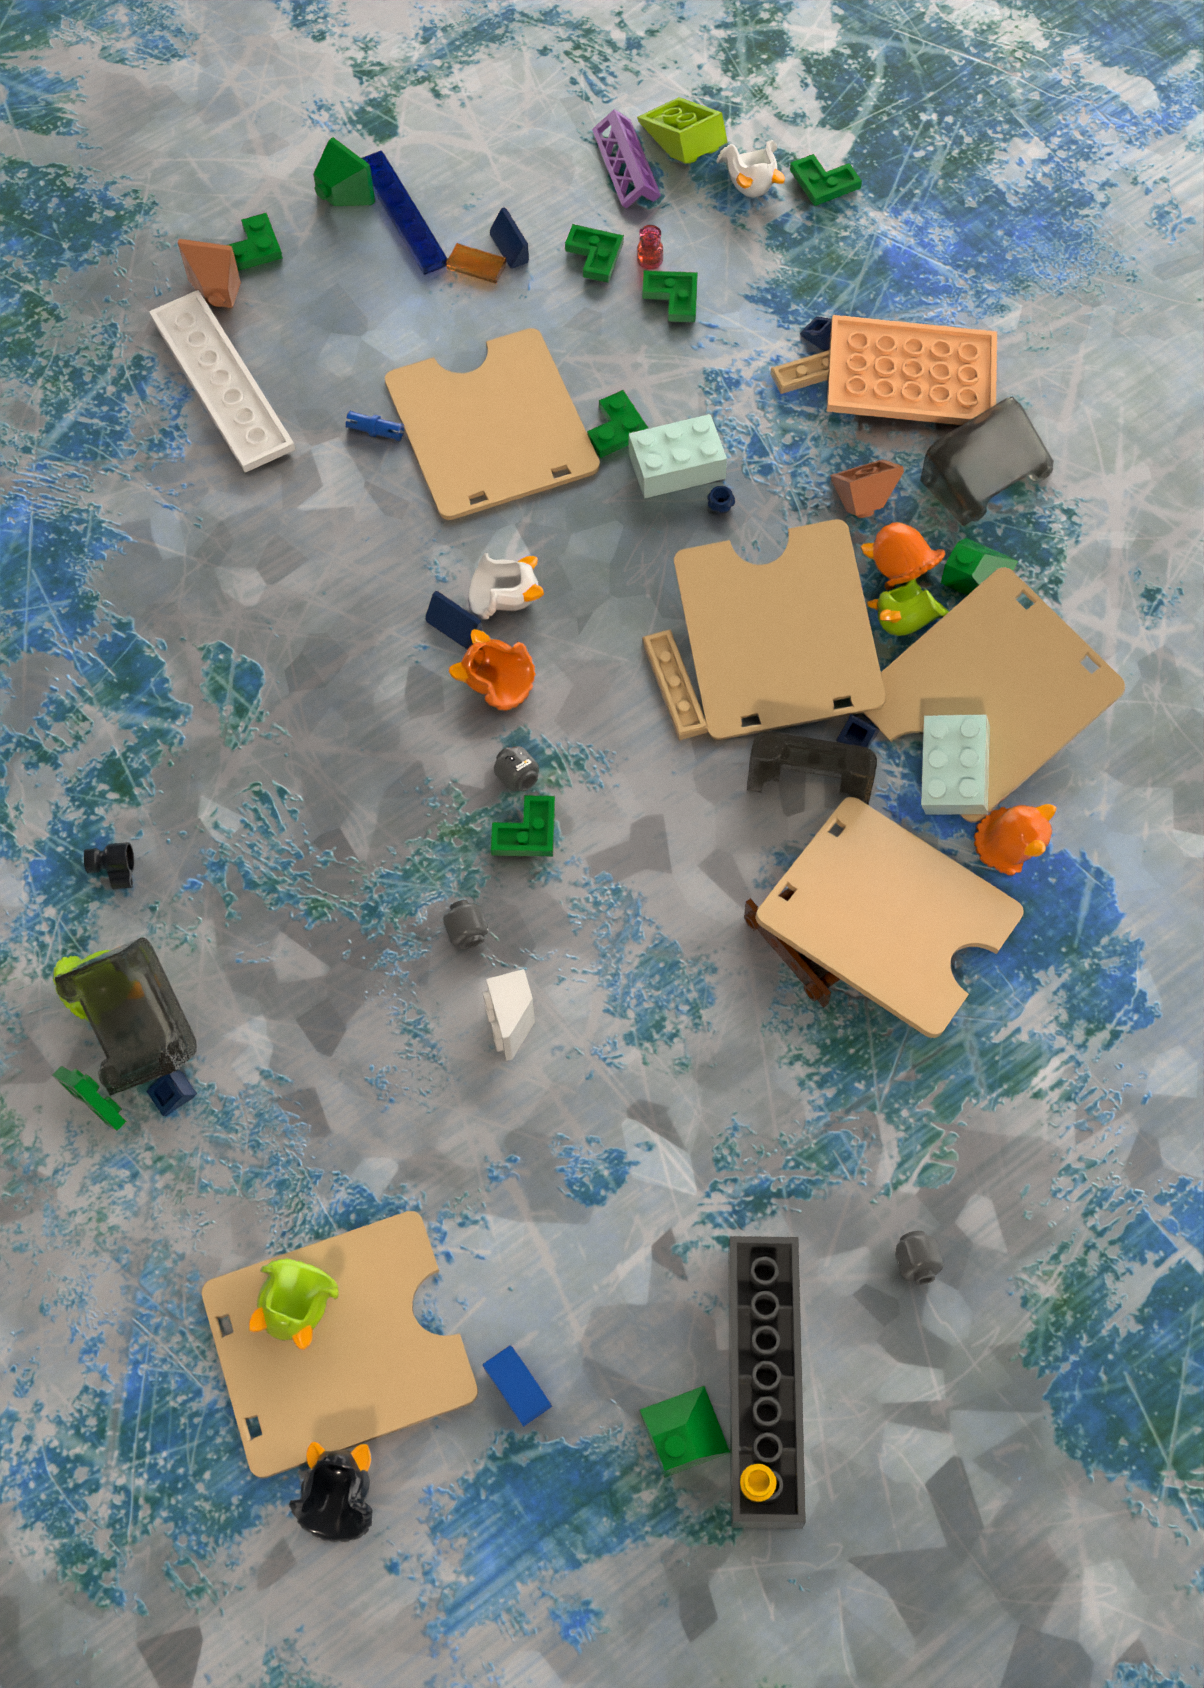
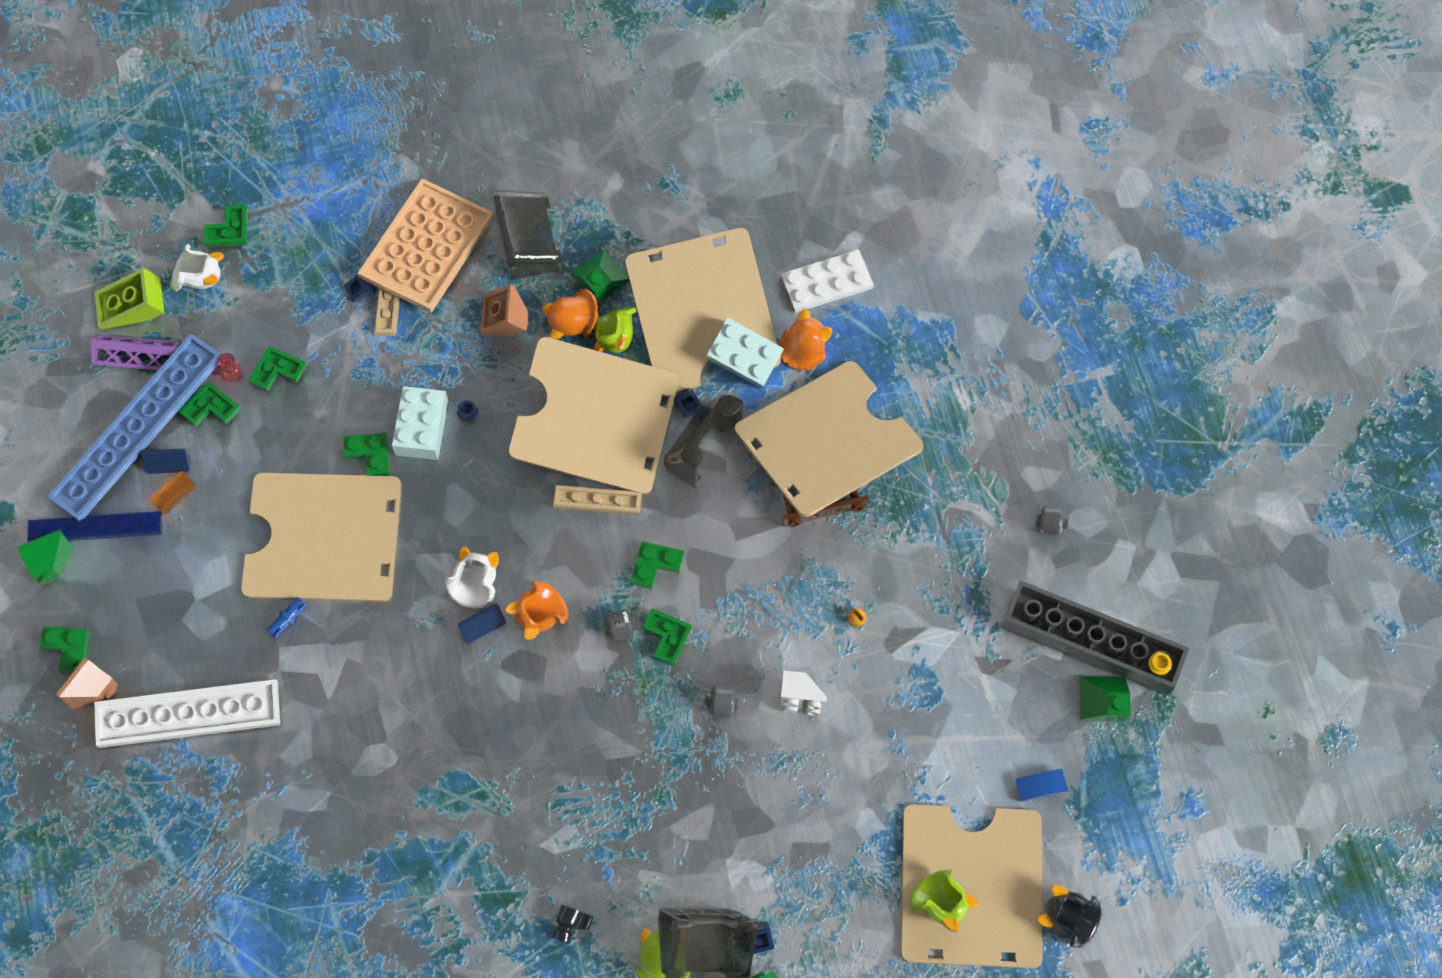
camera: 70 degrees left, 5 degrees up
(534, 192) = (135, 427): none -> medium blue plate
(621, 773) = (655, 557): none -> green plate
(662, 1055) = (854, 620): none -> light orange hinge
(1124, 835) = (827, 281): none -> white plate

